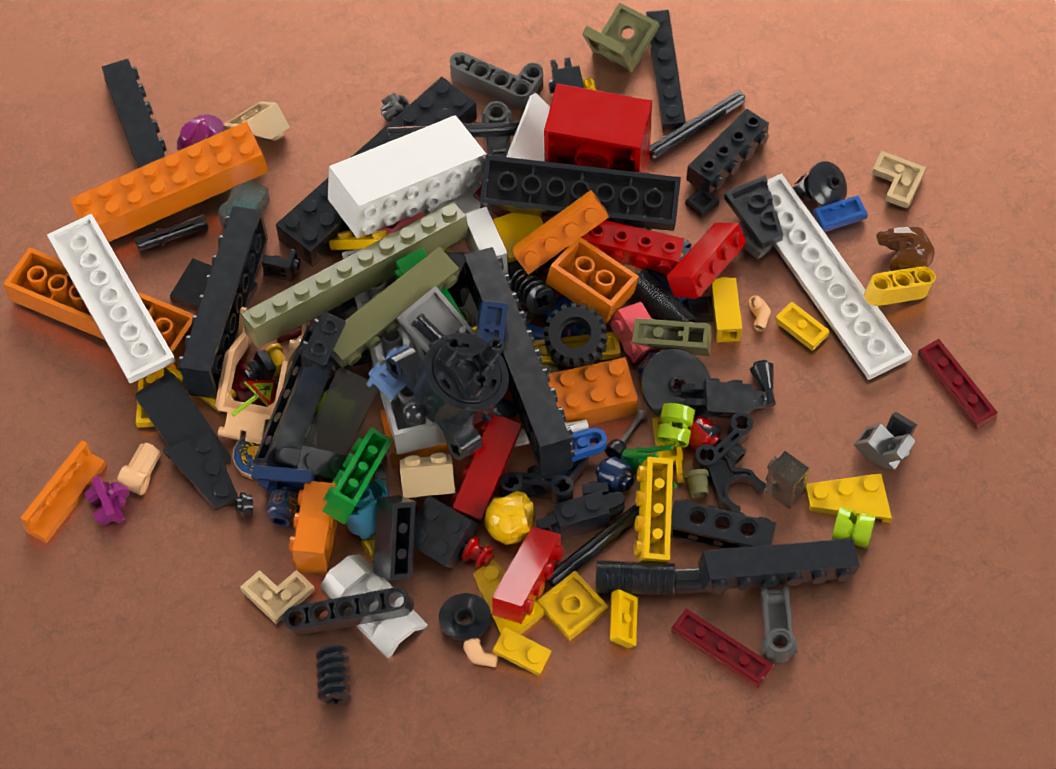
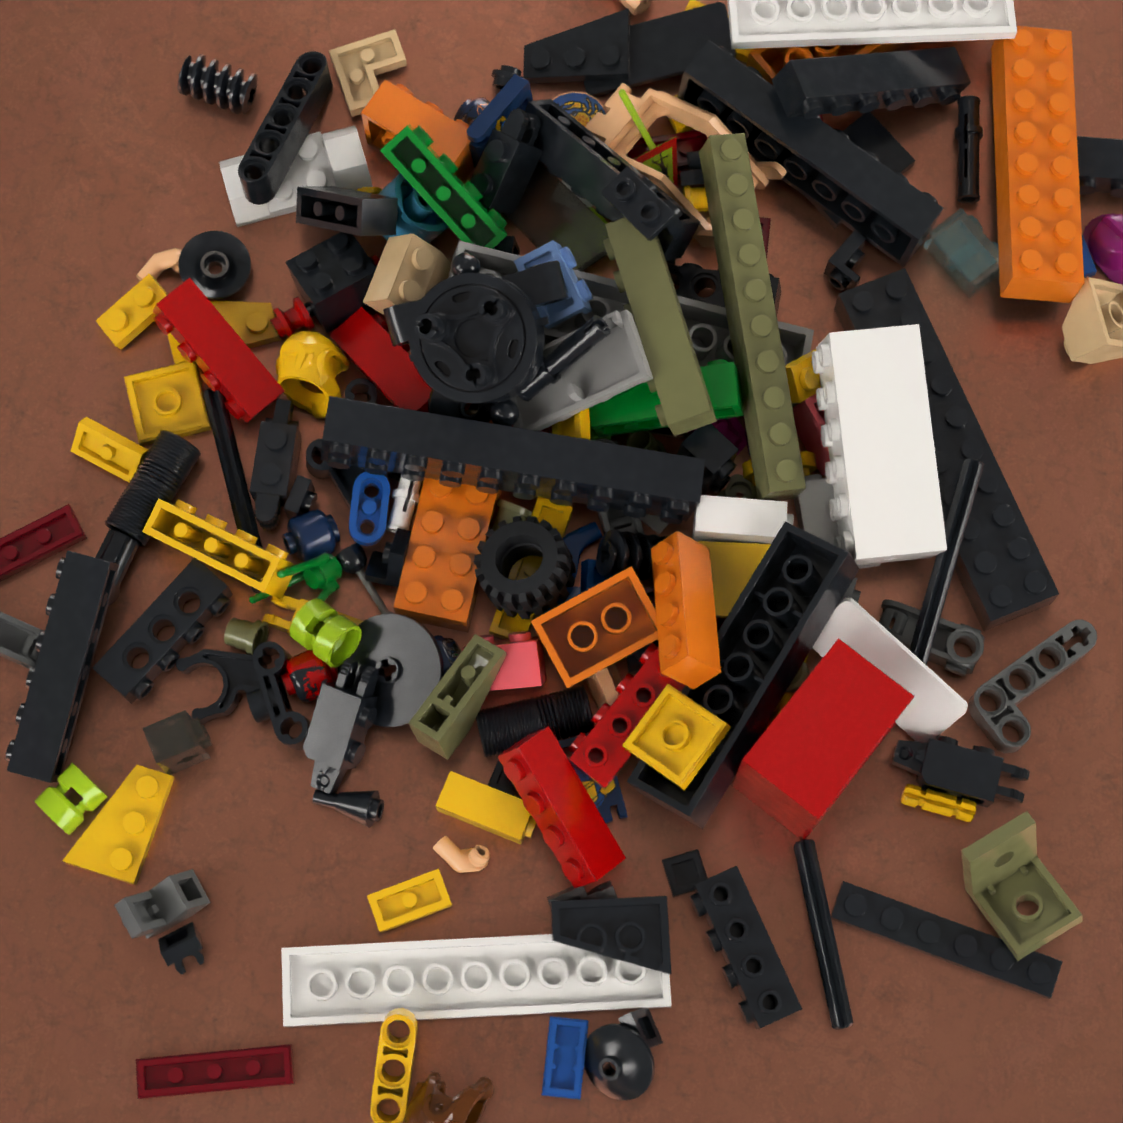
camera: 115 degrees right, 15 degrees up
(165, 280) = (870, 82): none -> black brick
(393, 106) = (1044, 506): dark grey gear -> none
(491, 320) = (551, 422): dark blue hinge -> none
(607, 419) = (388, 565): none -> black bracket
(638, 204) = (676, 736): none -> yellow tile

